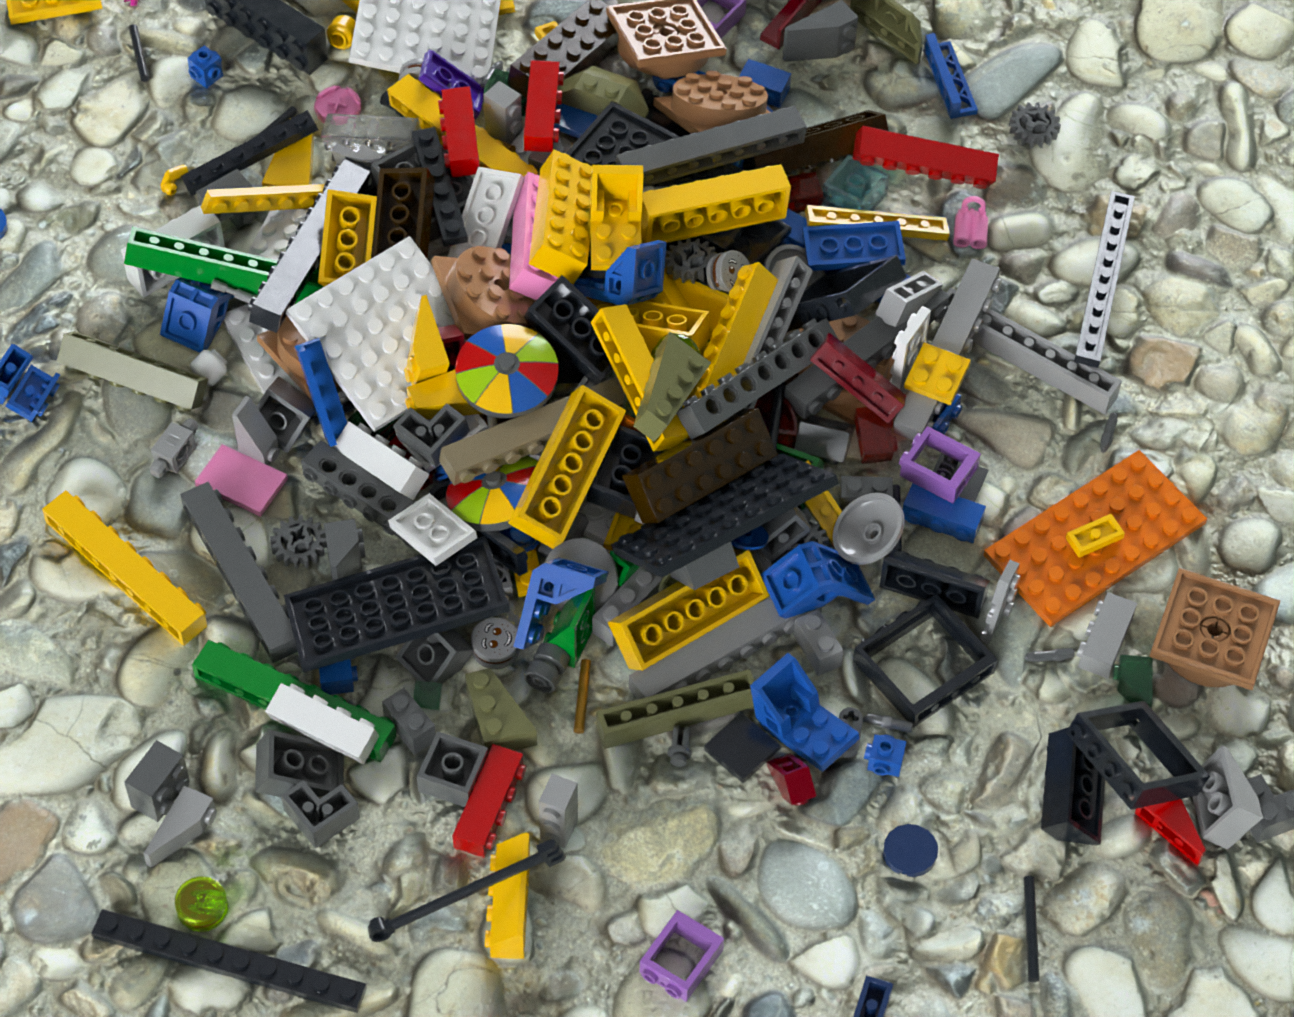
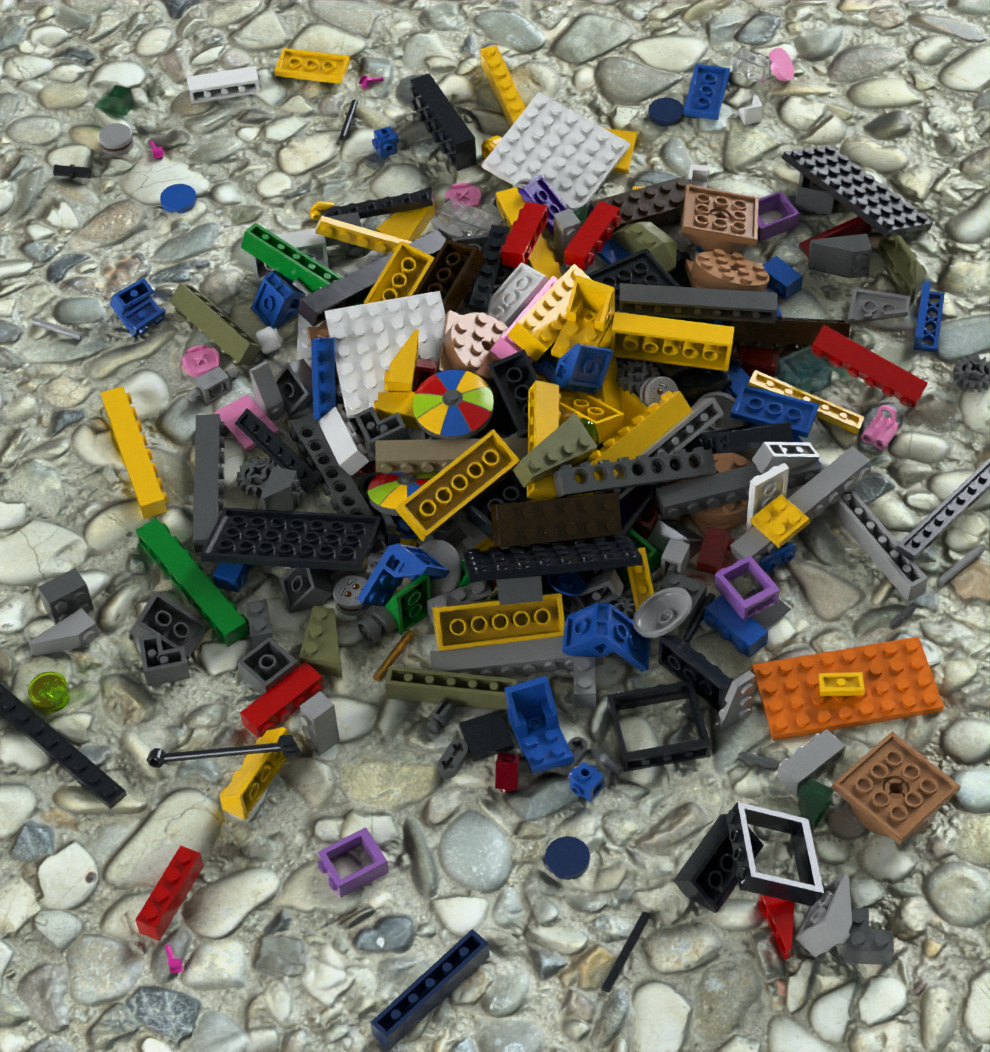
camera: 30 degrees right, 5 degrees down
(137, 423) = (200, 360): none -> bright pink tile
(304, 499) = (277, 450): none -> black plate
(322, 722) = (195, 601): white brick -> none
(428, 694) = (284, 612): clear green tile -> none
(432, 529) = (347, 498): white plate -> none
(726, 790) = (449, 756): none -> dark grey beam
(842, 459) = (675, 557): none -> light grey slope
(859, 378) = (715, 501): dark red panel -> none
(886, 80) = (877, 305): none -> light grey wing
(1136, 352) = (960, 565): none -> light grey bar

